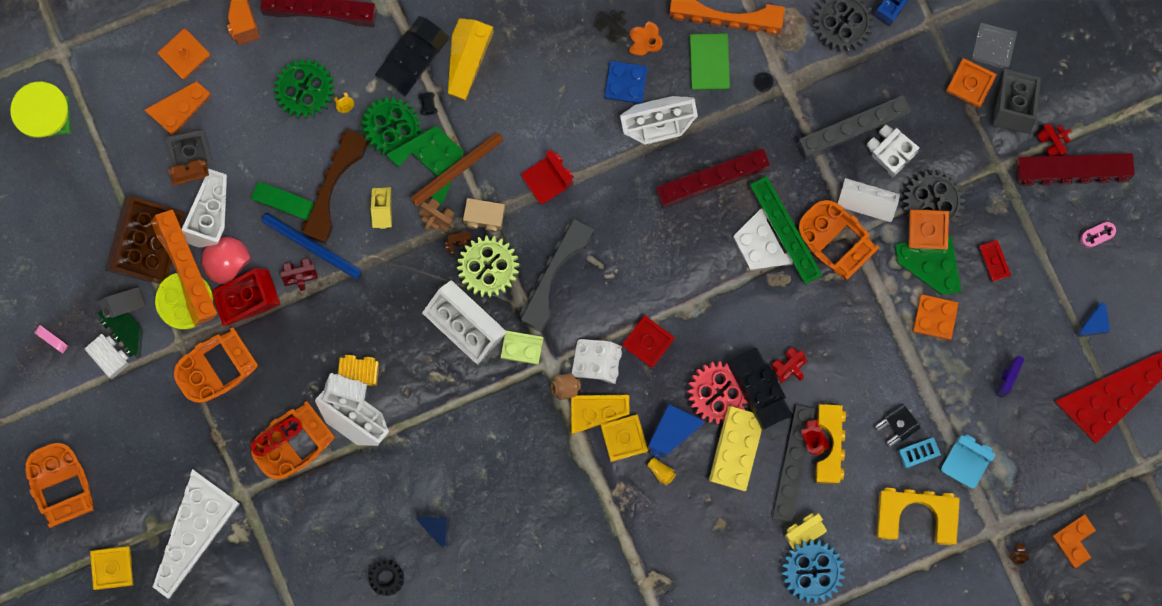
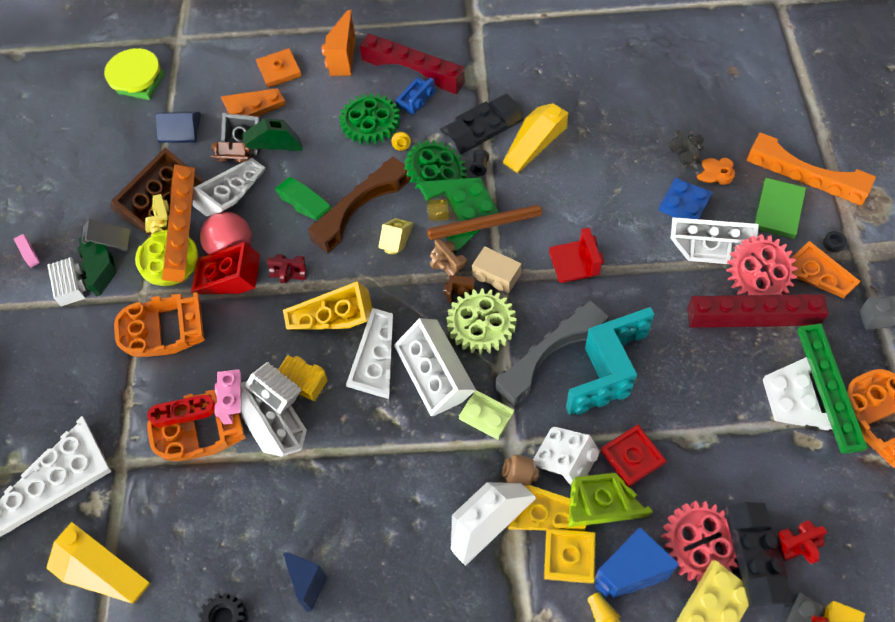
camera: 25 degrees right, 20 degrees down
(118, 156) = (177, 126): none -> slope
(164, 267) = (159, 220): none -> light yellow bracket
(223, 145) = (272, 135): none -> dark green slope
(264, 579) = (88, 564): none -> yellow wedge
(311, 246) = (312, 248): blue axle -> none
(312, 409) = (228, 395): none -> bright pink bracket
(336, 45) = (416, 95): none -> blue bracket
(363, 301) = (332, 310): none -> yellow wedge
(410, 169) = (438, 209): none -> clear yellow bracket
(410, 331) = (372, 362): none -> white wing
(551, 432) = (486, 516): none -> white wedge
(607, 270) = (610, 361): none -> teal bracket
(635, 388) = (603, 500): none -> lime wing
(718, 124) = (776, 259): none -> coral gear
(756, 118) = (822, 271): none -> orange wing

